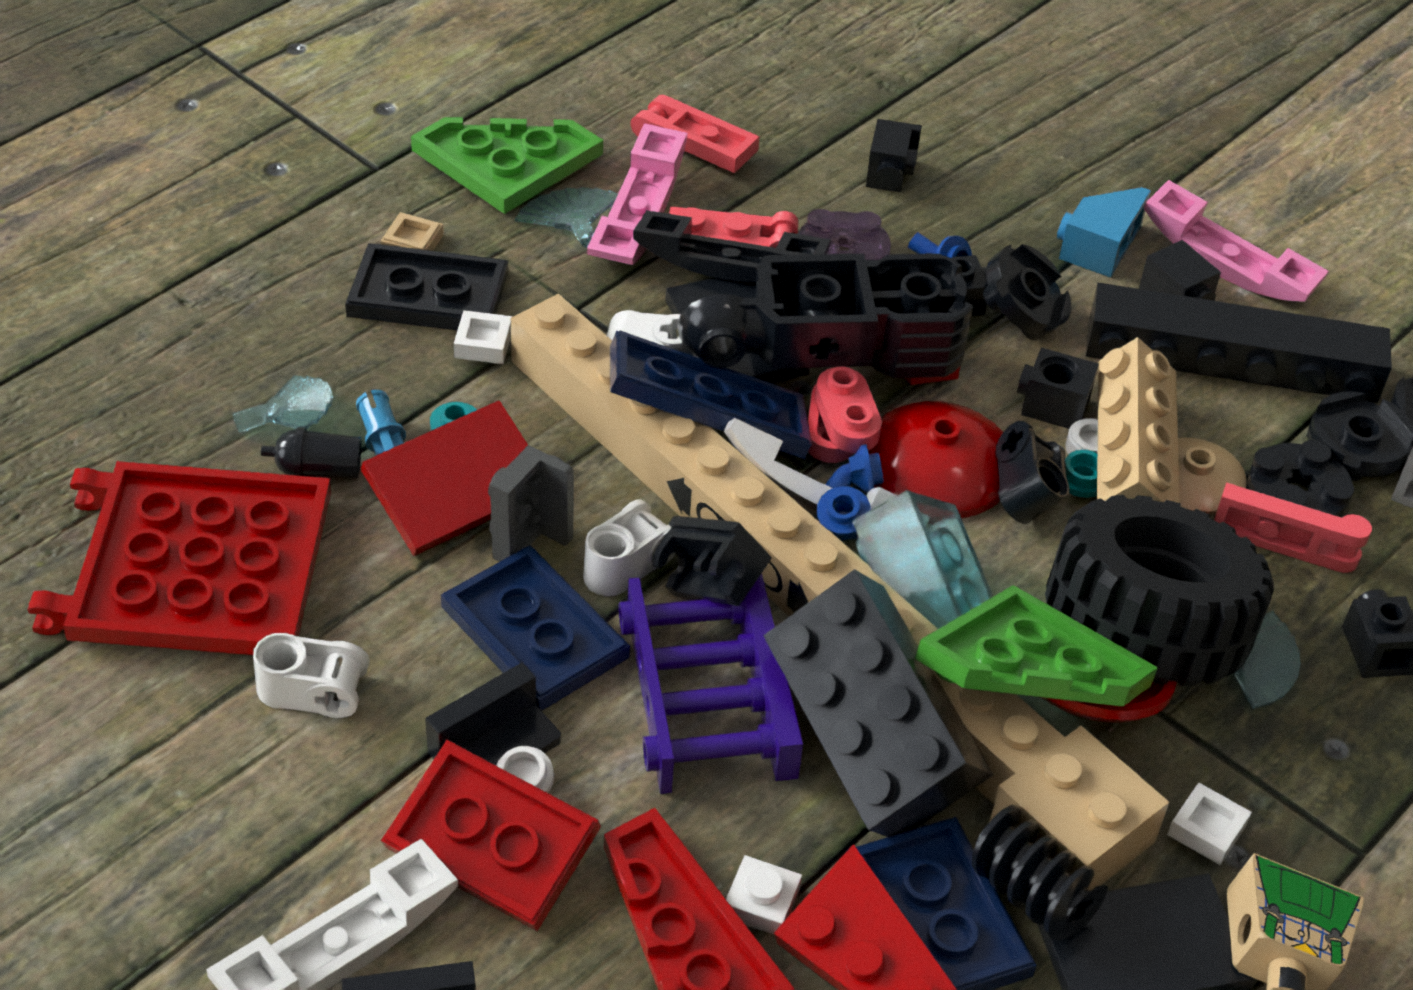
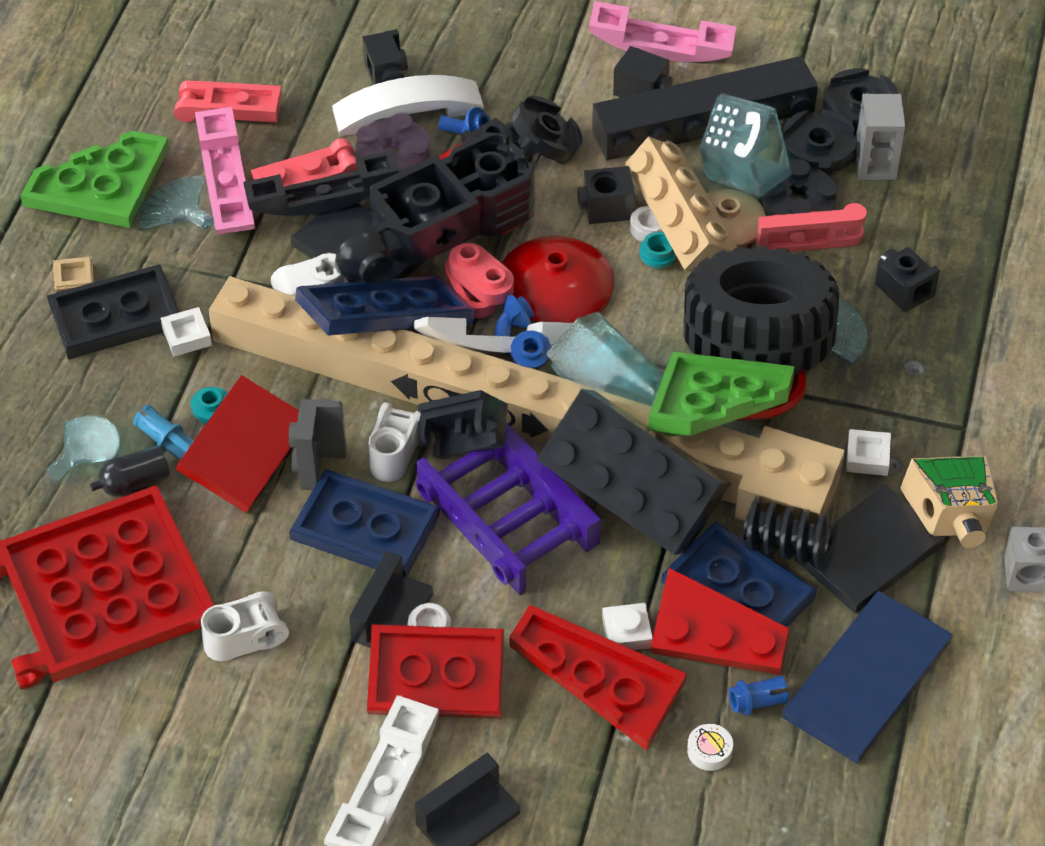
camera: 25 degrees left, 5 degrees up
(893, 200) = (406, 96): none -> white slope
(1029, 472) = (626, 265): black piece -> none
(1102, 229) = (566, 58): dark azure slope -> none
(1254, 396) = (744, 146): none -> clear light blue slope

